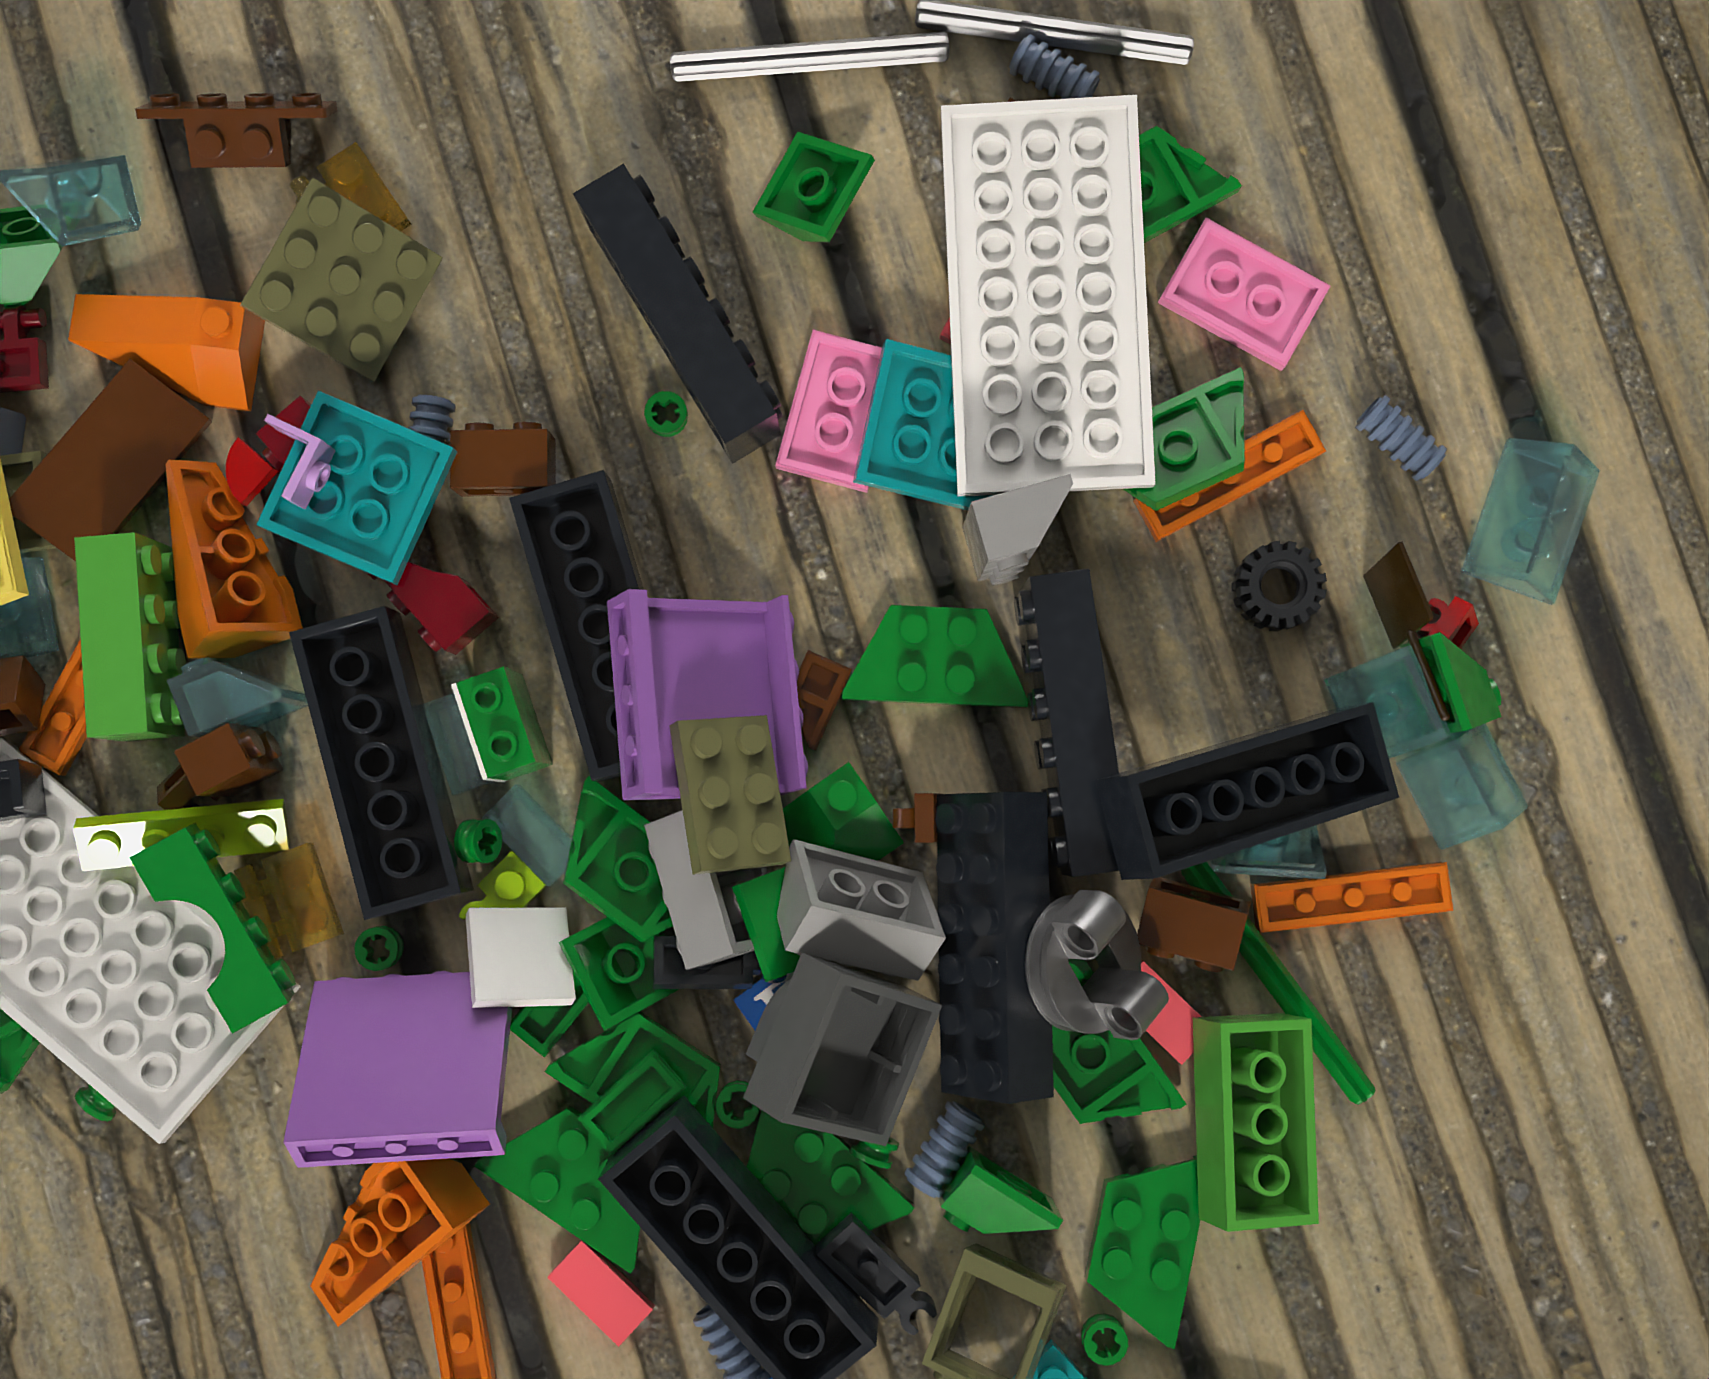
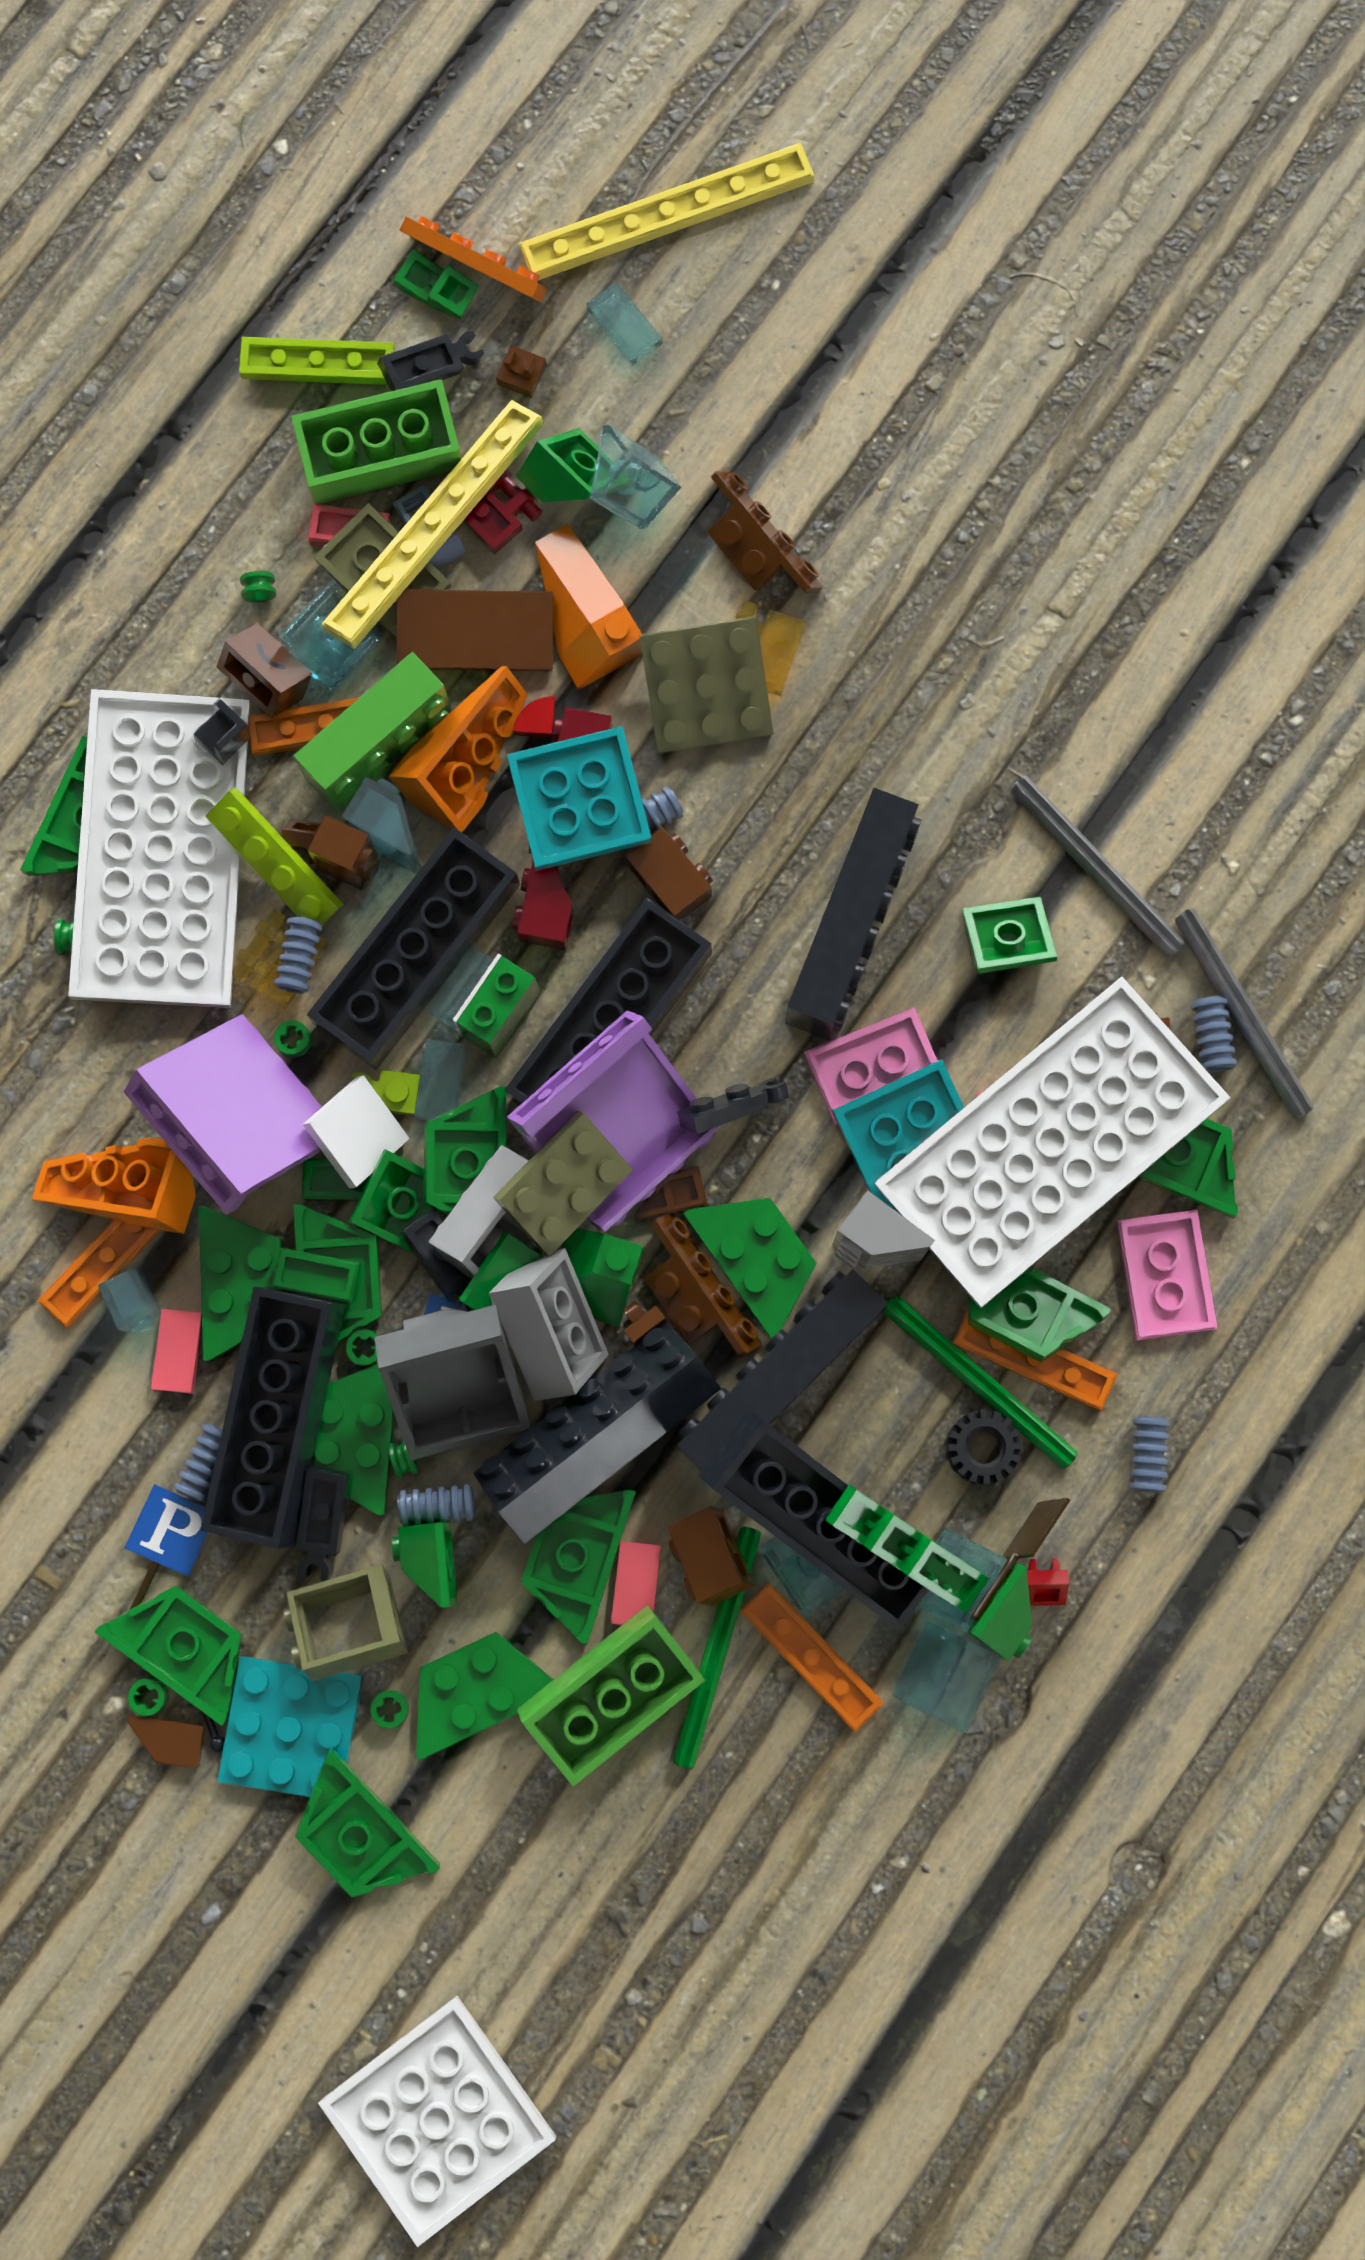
camera: 55 degrees right, 5 degrees down
(188, 871) = (215, 972): green arch -> none
(297, 882) = (298, 955): none -> sand blue piece
(312, 467) = (568, 763): lavender bracket -> none
(478, 840) = (412, 1039): green bush -> none
(516, 1304) = (130, 1301): none -> clear light blue brick
(664, 399) = (792, 947): green bush -> none
(776, 568) = (734, 1104): none -> black plate
(925, 746) = (694, 1293): none -> reddish brown bracket
(1116, 994) = (622, 1538): flat silver piece -> none
(1216, 541) = (980, 1382): none -> green axle
(1338, 732) = (907, 1549): none -> green slope
(1531, 517) = (1166, 1588): clear light blue slope -> none

